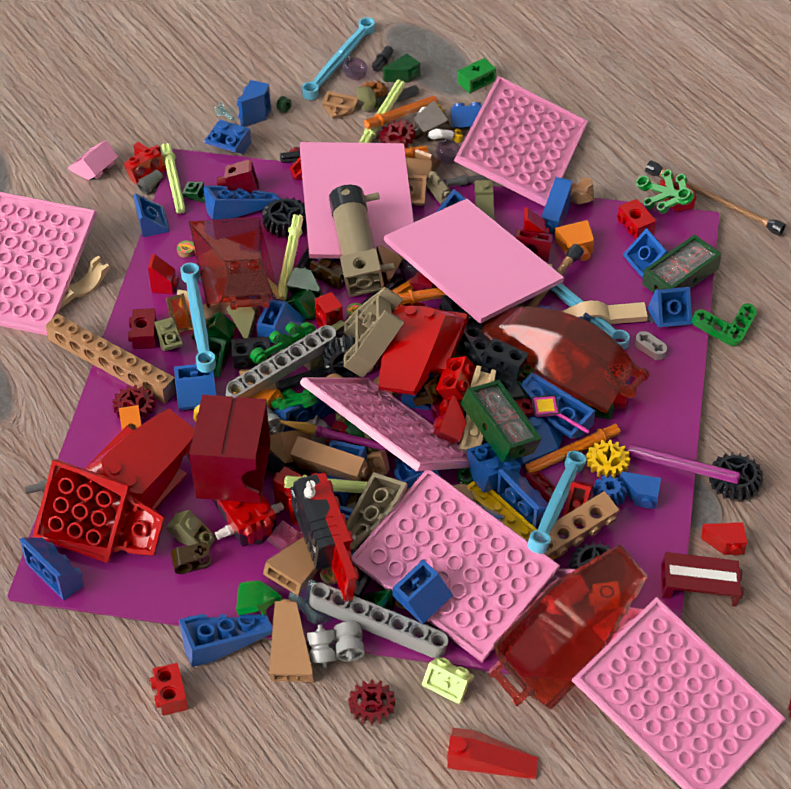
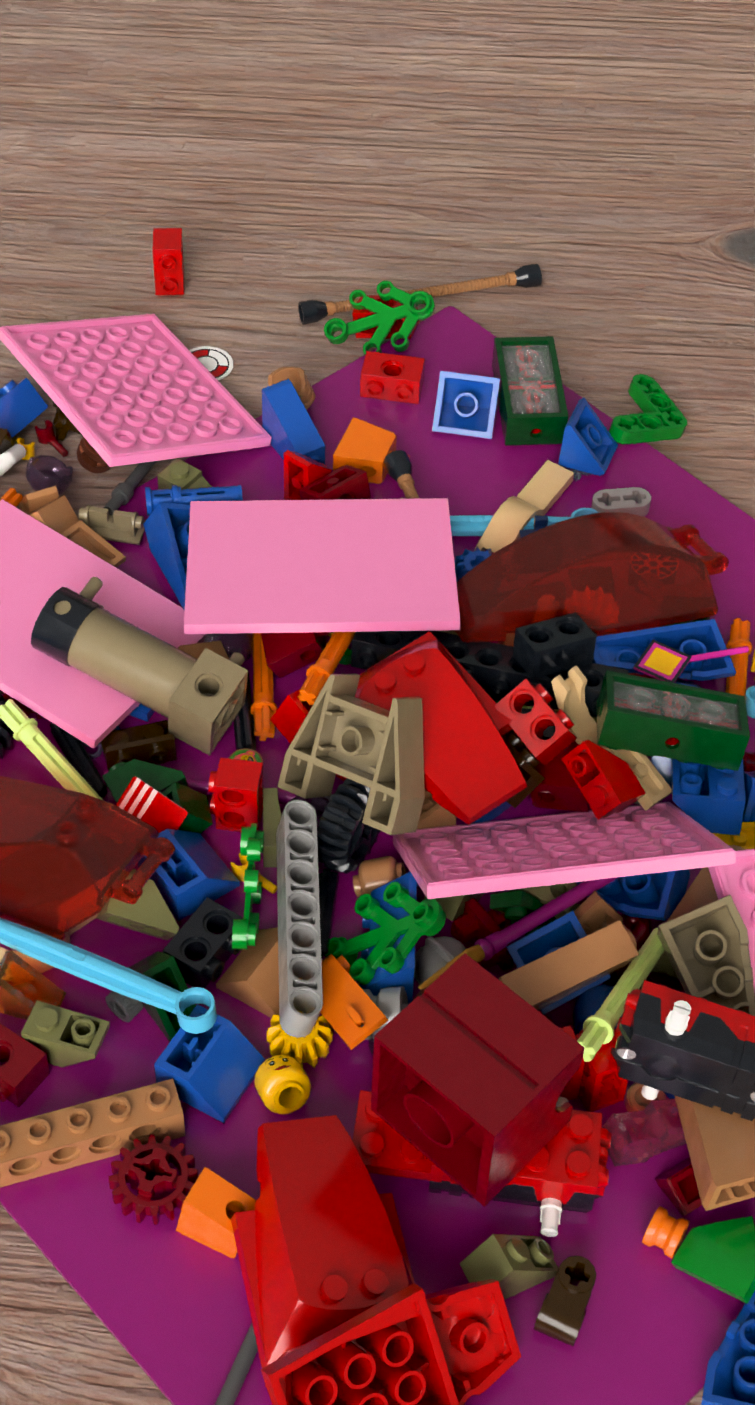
camera: 55 degrees left, 0 degrees up
(219, 326) = (115, 944): dark green slope -> none
(250, 571) = (665, 1232): none -> orange wheel
(288, 290) = (151, 806): none -> red sticker
(469, 193) = (185, 496): none -> blue pin
(582, 158) = (215, 360): none -> sticker
(619, 101) = (168, 261): none -> red brick

